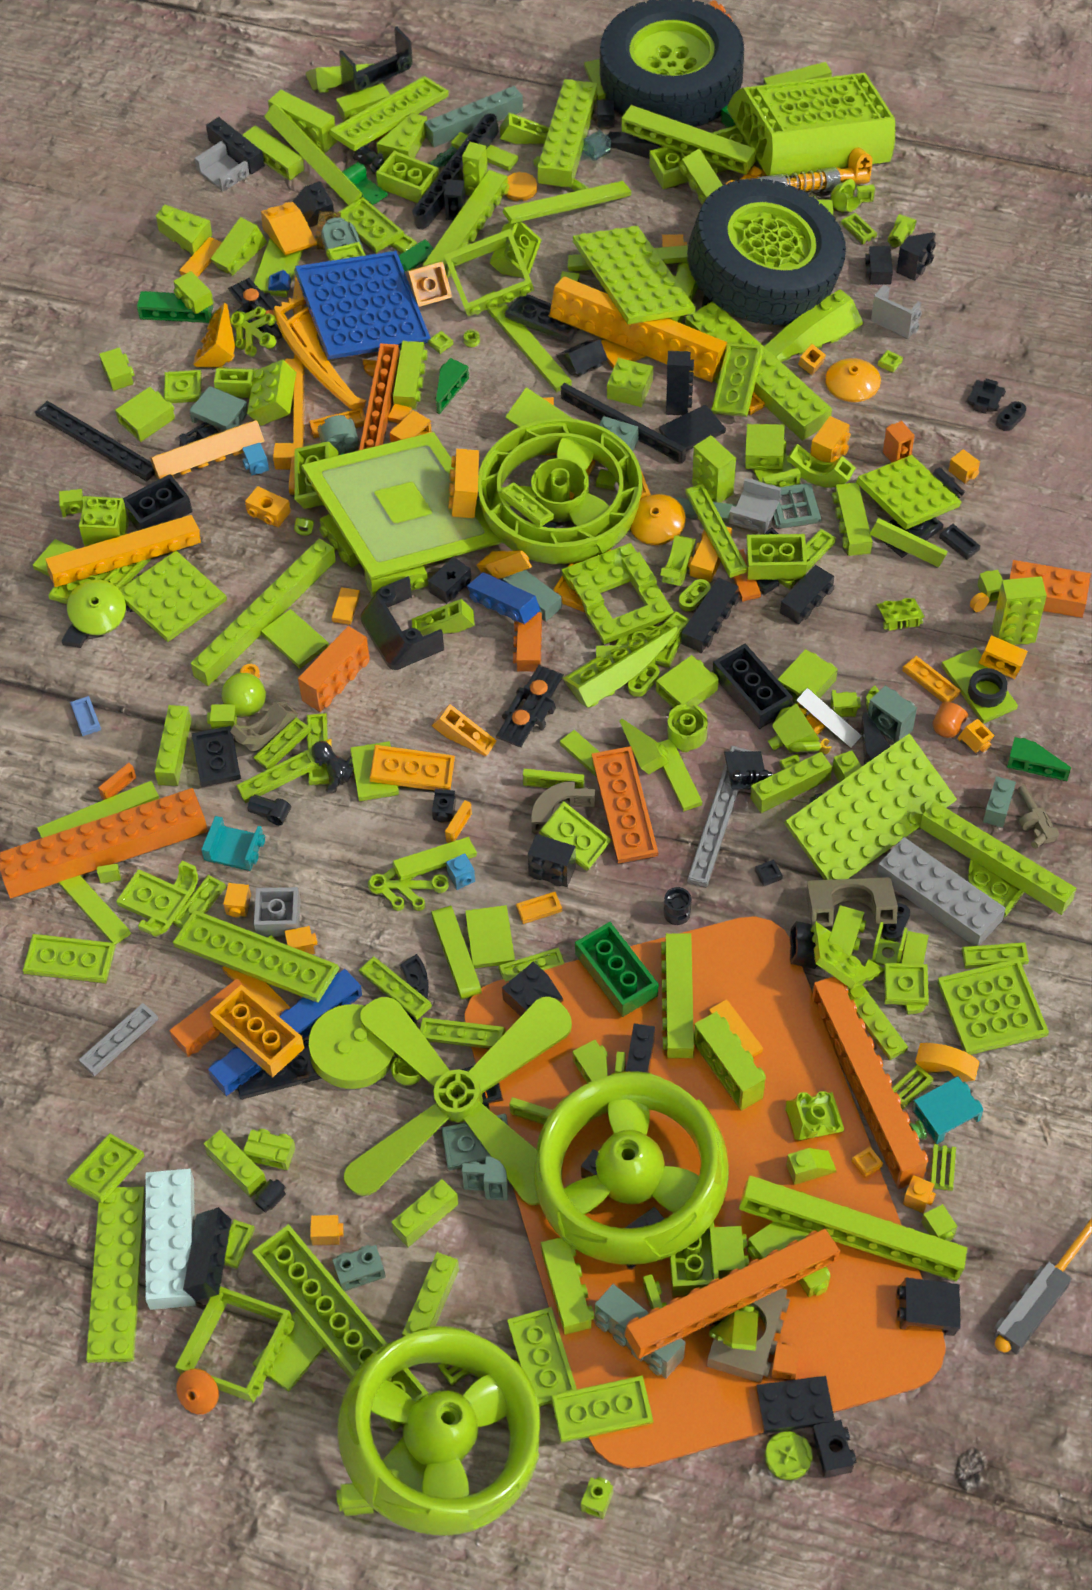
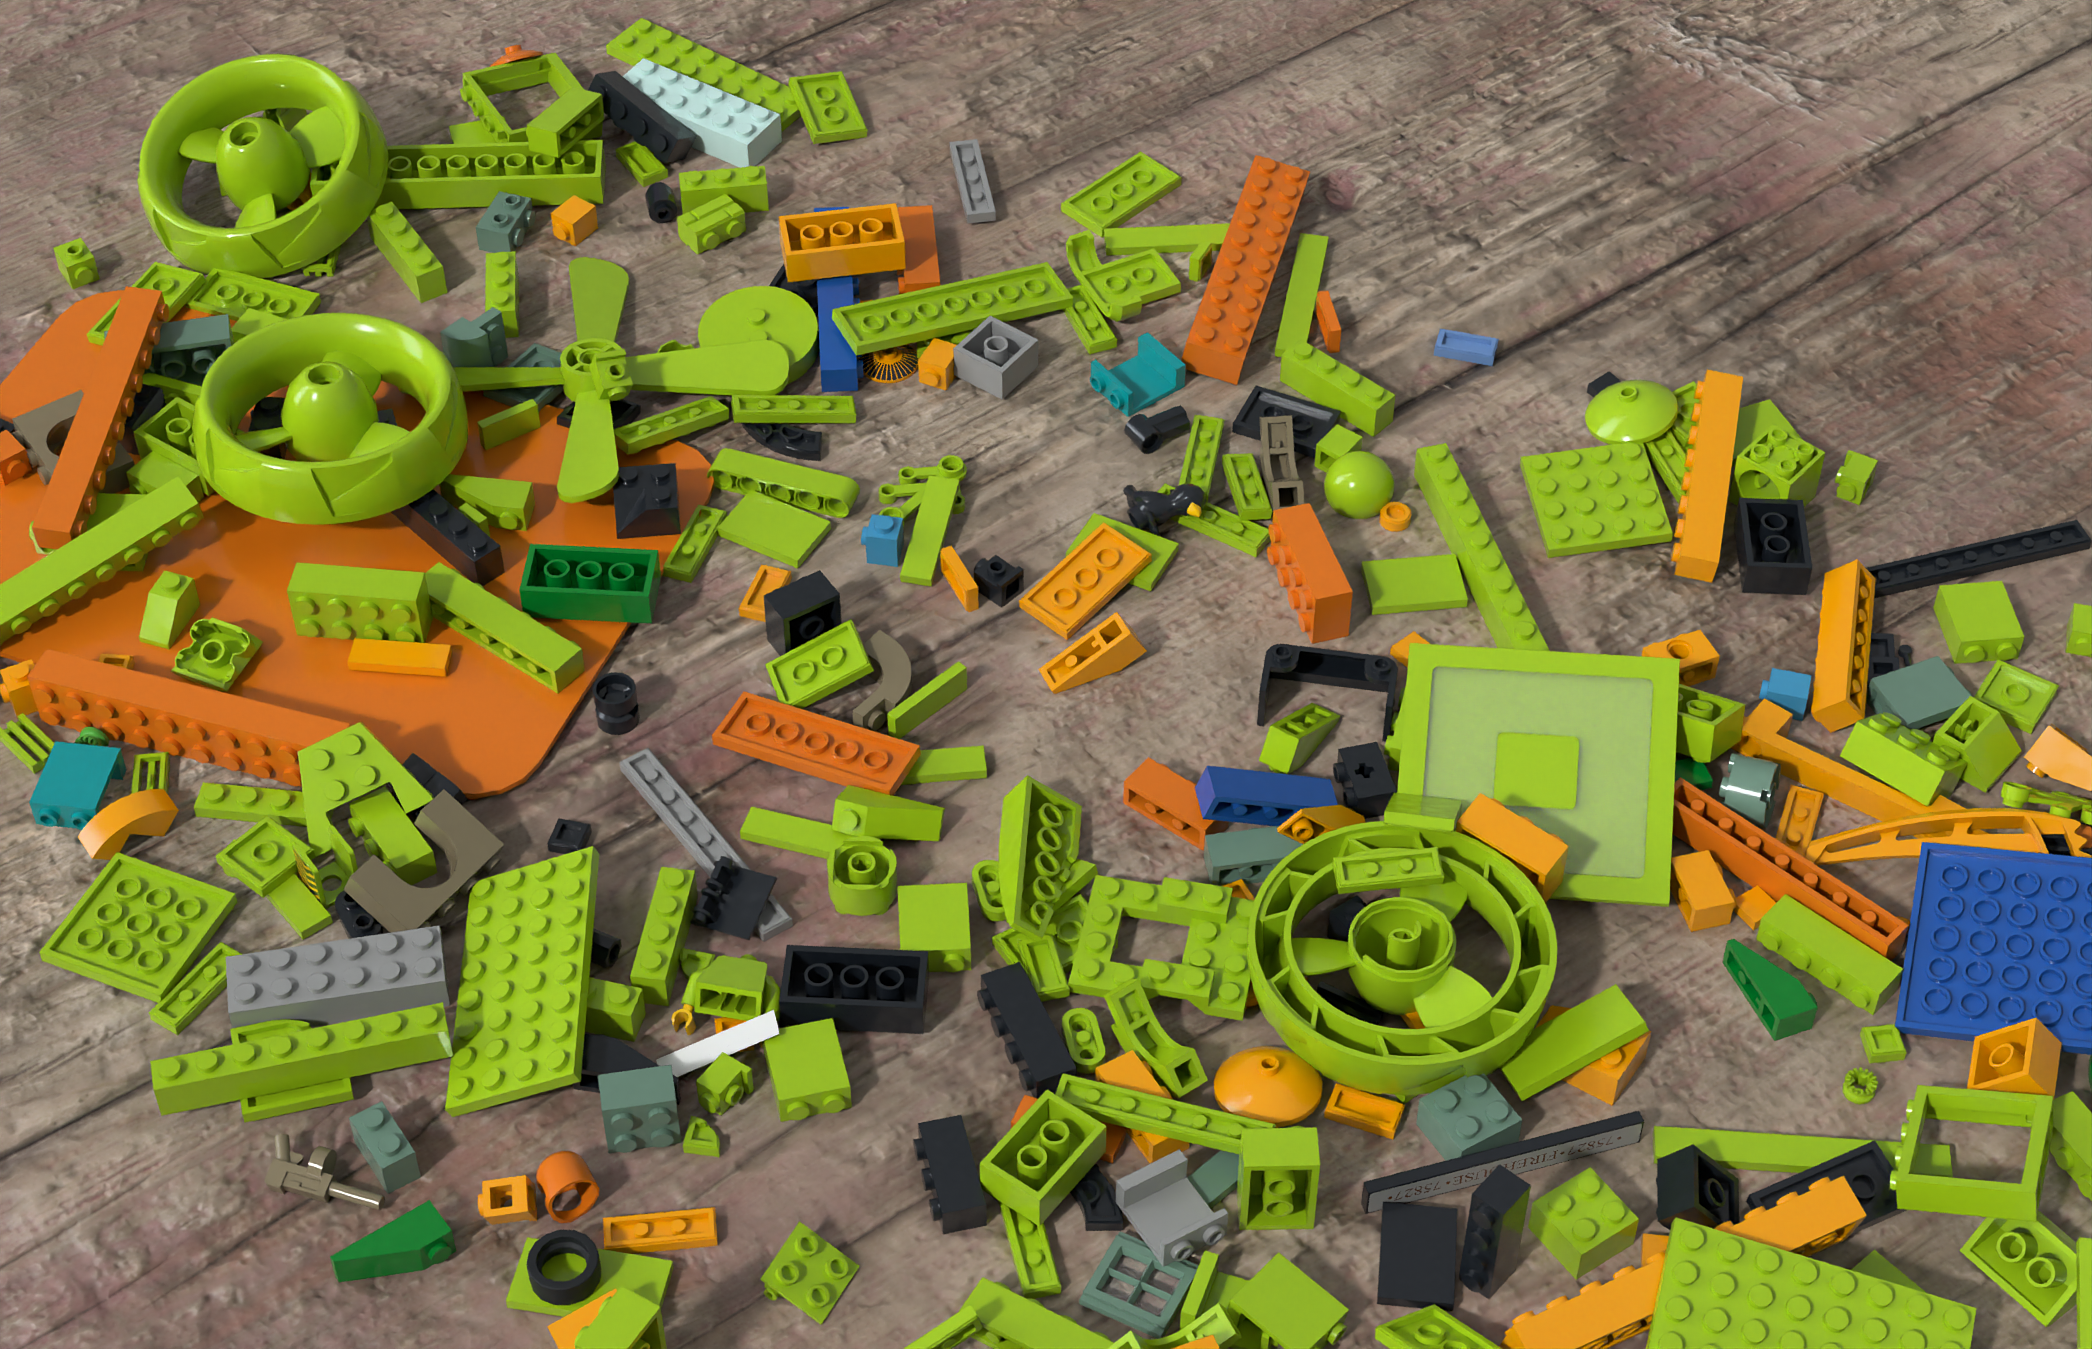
camera: 125 degrees right, 10 degrees down
(237, 900) = (1053, 336): light orange brick -> none
(258, 1276) = (565, 122): none -> lime brick
(473, 519) = (1422, 812): none -> lime tile
(473, 1055) = (603, 371): none -> lime brick
(537, 705) = (1051, 734): black piece -> none
(737, 1329) = (50, 389): lime wedge -> none

